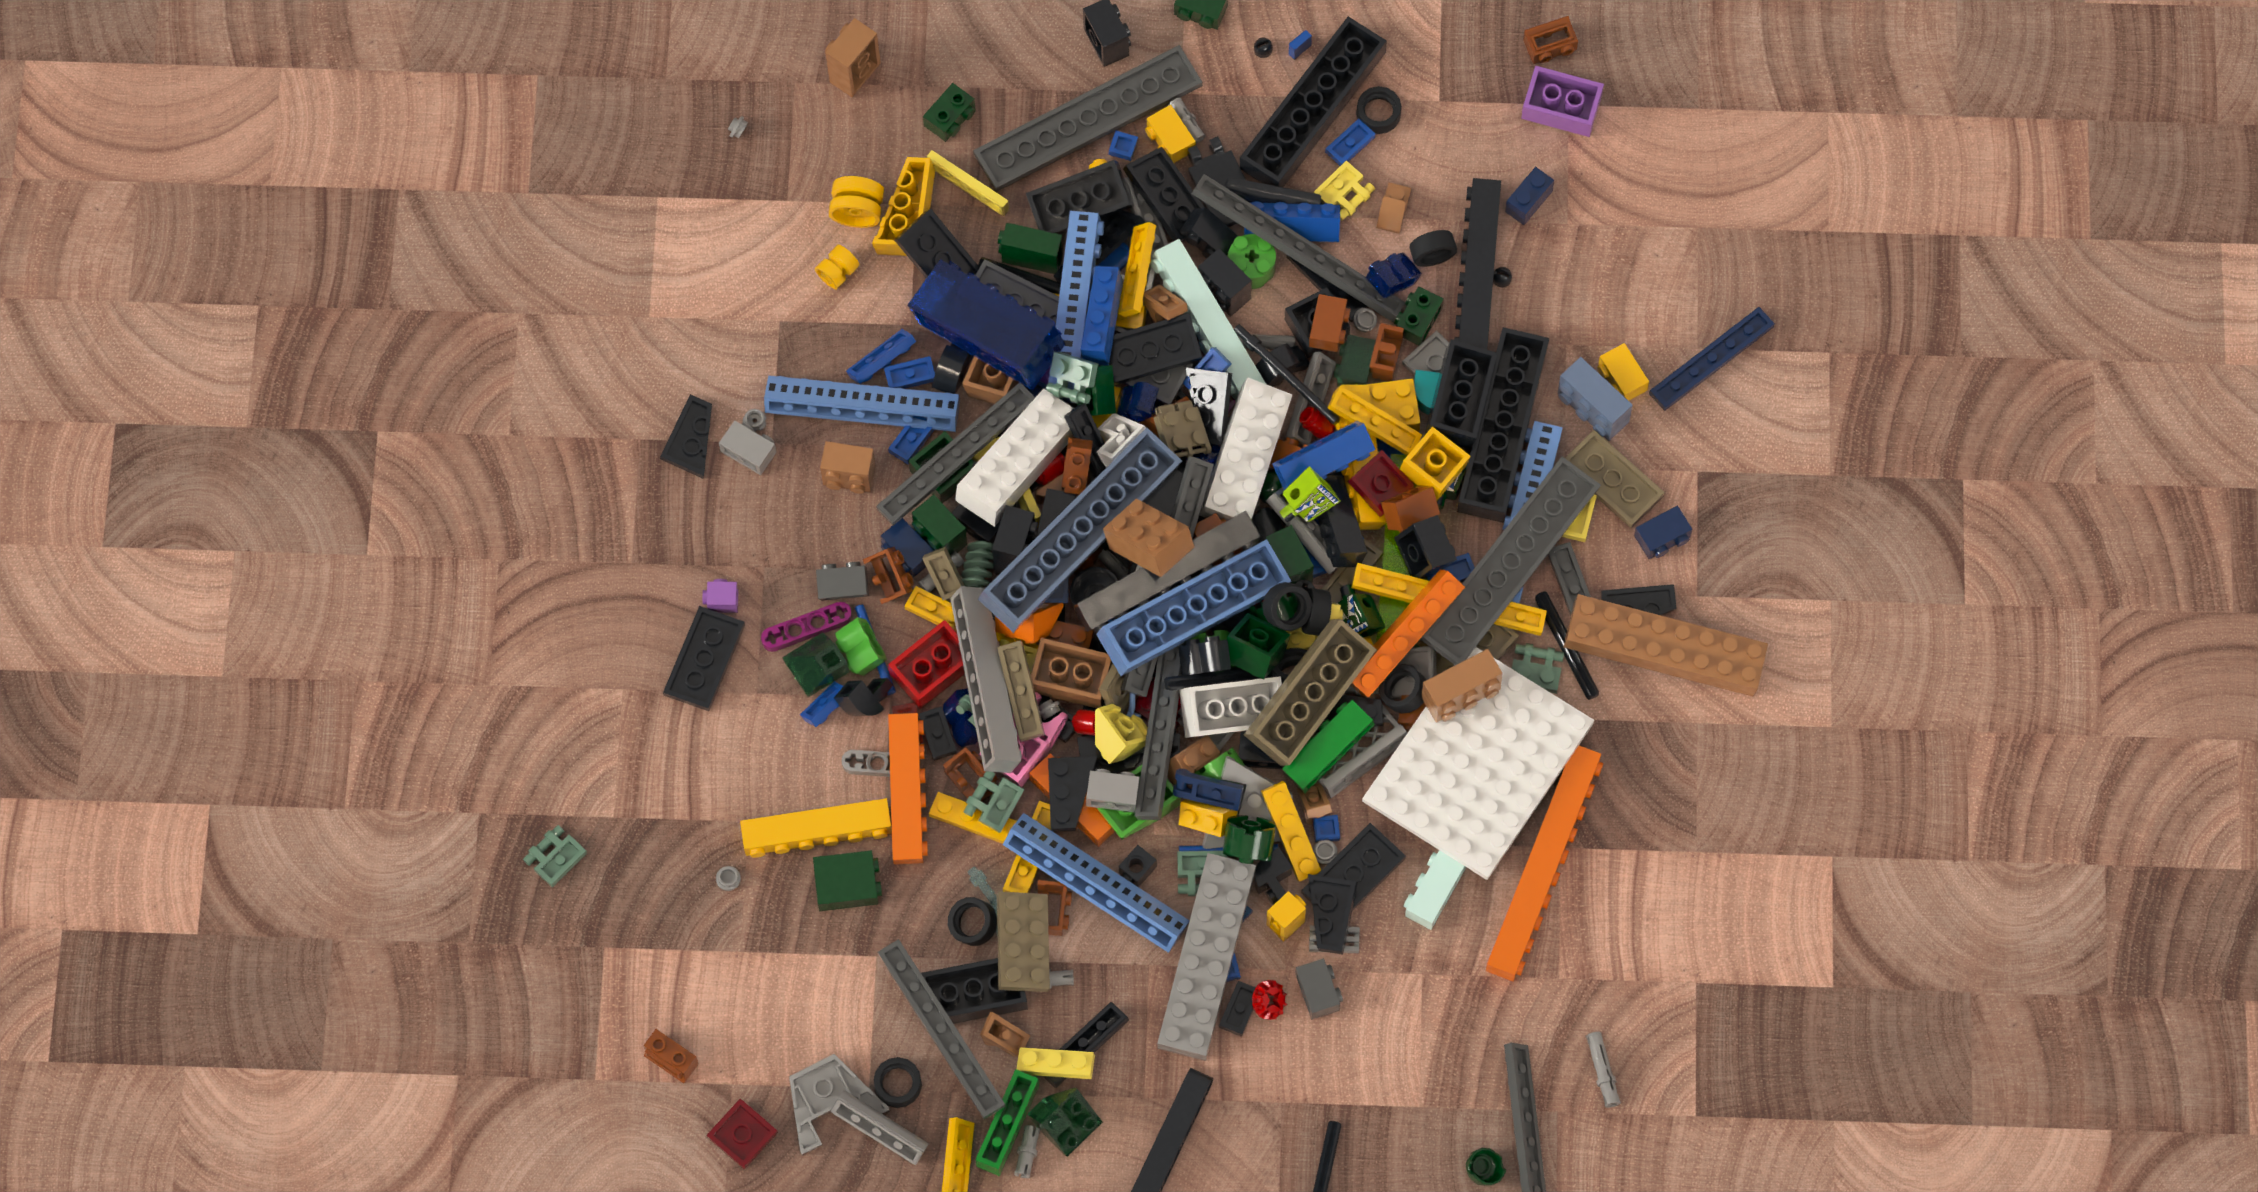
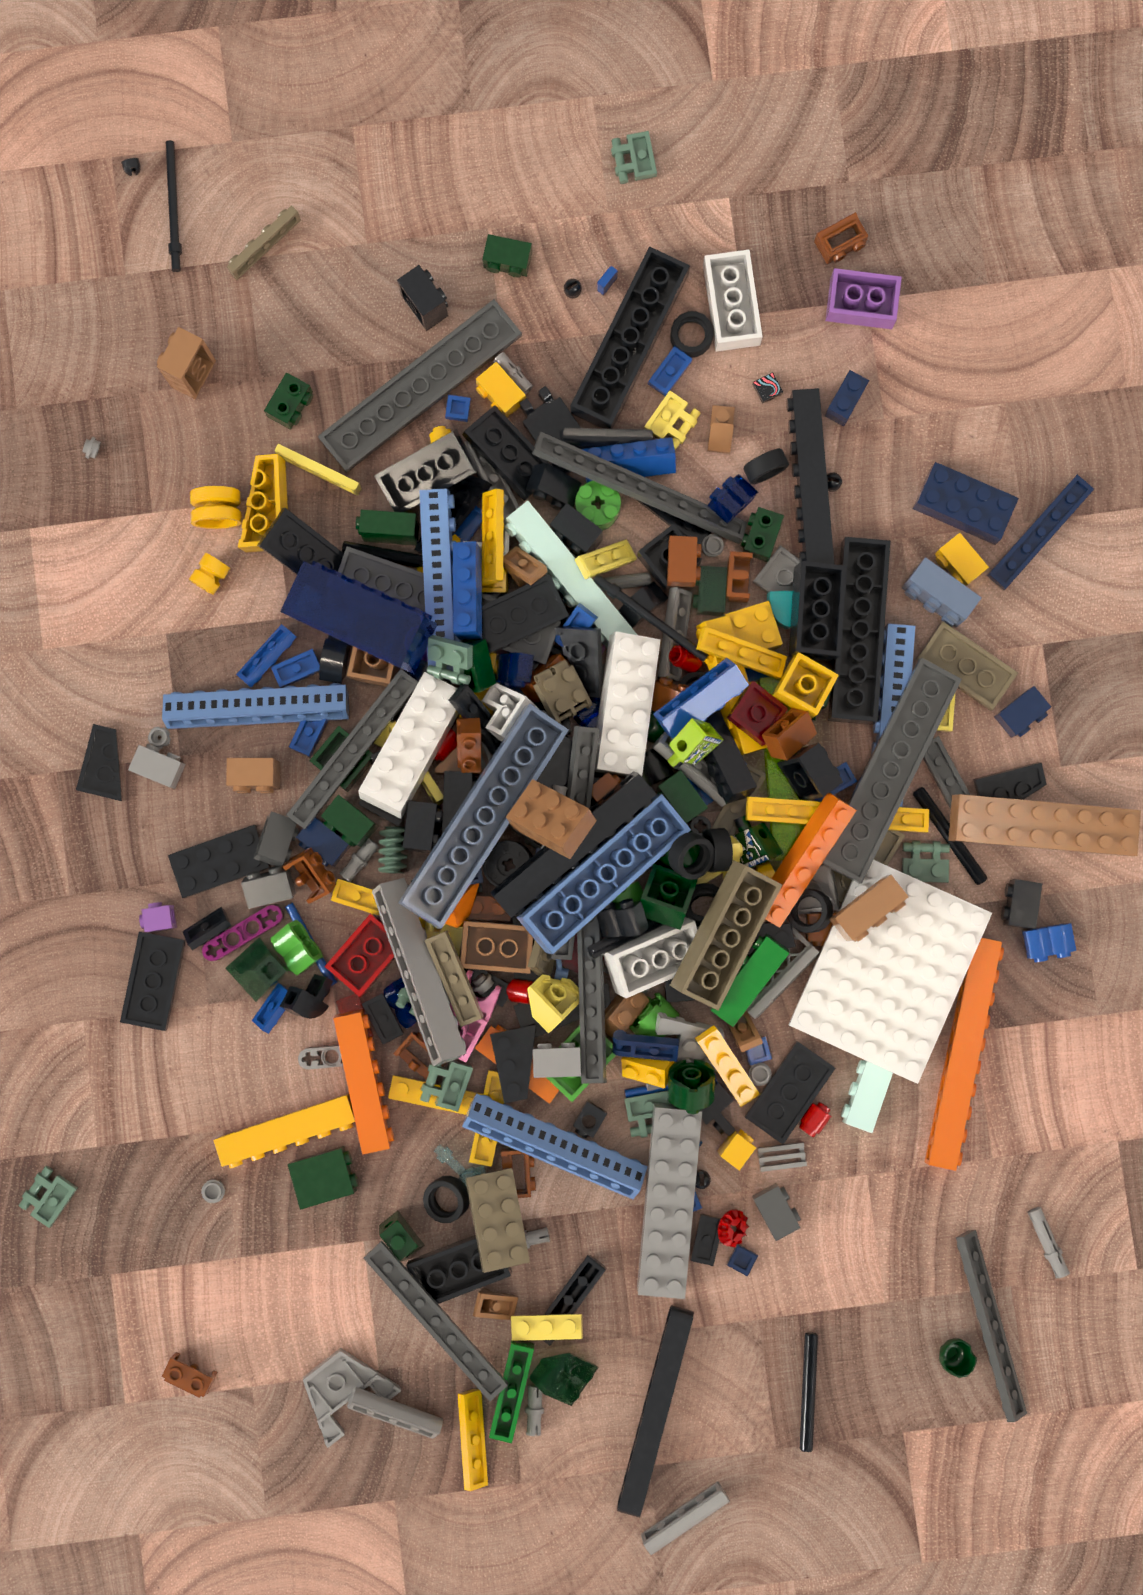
camera: 10 degrees left, 15 degrees up
(742, 1134) = (269, 1437): dark red plate -> none
(770, 614) = (206, 928): none -> black plate
(793, 552) = (216, 861): none -> black plate
(858, 535) = (276, 839): none -> dark grey brick
(894, 1063) = (396, 1381): black tyre -> none
(919, 949) = (400, 1237): none -> dark green torso
(943, 572) = (362, 867): dark tan plate -> none
(1250, 313) = (605, 559): none -> light yellow tile
(1250, 949) = (707, 1179): none -> black hinge
(1274, 1037) = (742, 1260): none -> dark blue tile
(1332, 911) = (778, 1137): black wing -> none
(1376, 905) = (815, 1119): none -> red brick
(1426, 82) = (732, 300): none -> white brick
(1449, 174) = (767, 387): none -> tile
(1631, 723) = (1021, 904): none -> black brick
(1636, 317) = (965, 503): none -> dark blue brick
(1653, 764) = (1049, 941): none -> blue brick

